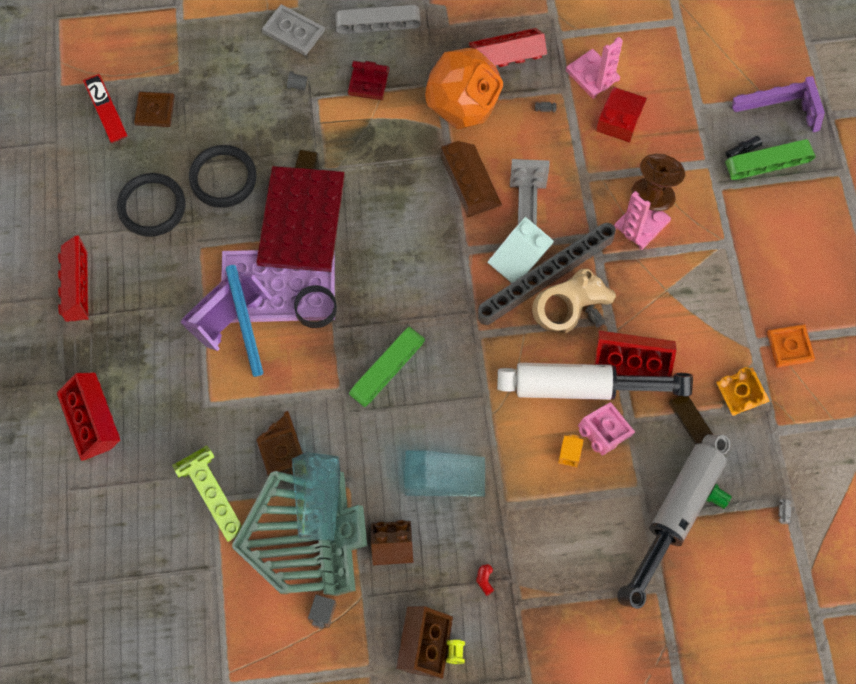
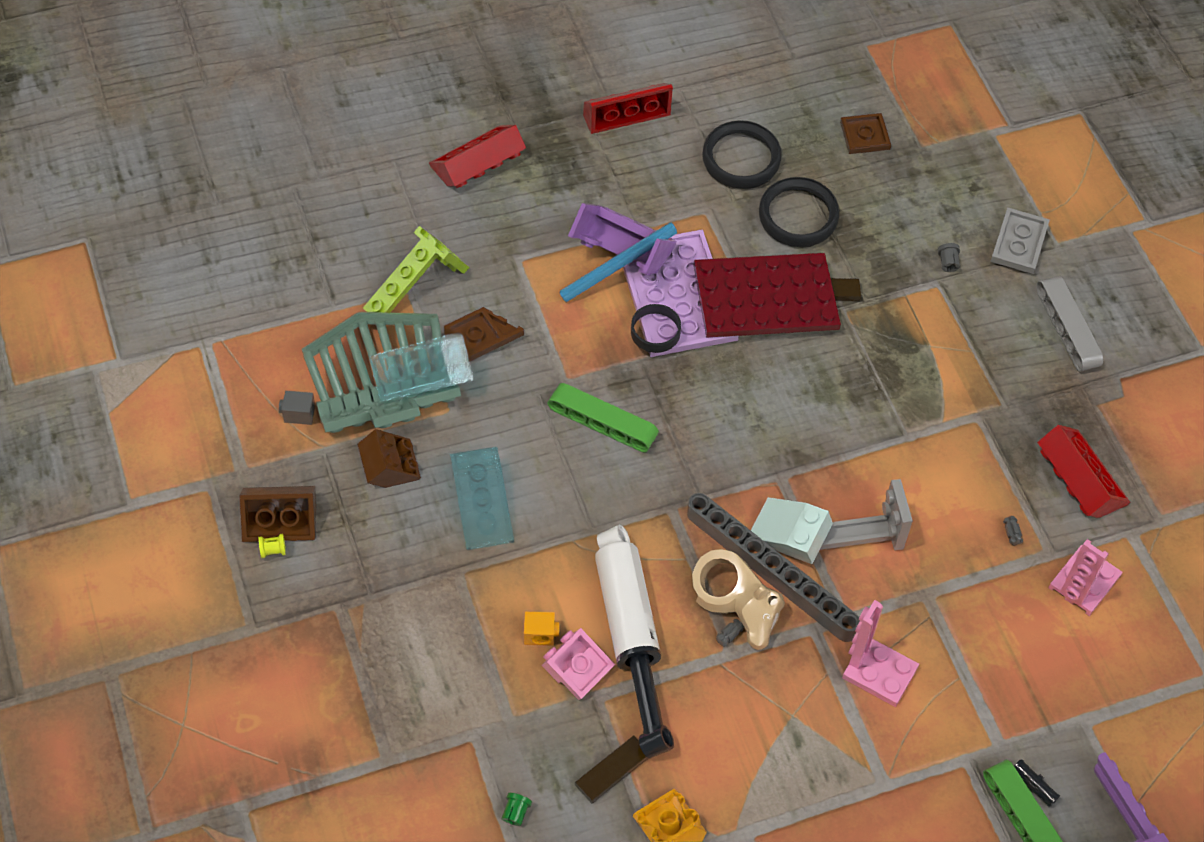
camera: 75 degrees right, 10 degrees down
(105, 108) = (847, 86): red slope -> none
(368, 80) = (978, 329): dark red plate -> none
(463, 88) = (991, 417): orange rock -> none
(469, 178) = (878, 459): reddish brown slope -> none
(482, 579) = (371, 560): red arm -> none
(621, 114) = (1035, 621): red slope -> none
(635, 354) = (685, 683): red slope -> none
(660, 175) = (936, 668): reddish brown piece -> none
(678, 512) = (486, 759): light grey piece -> none

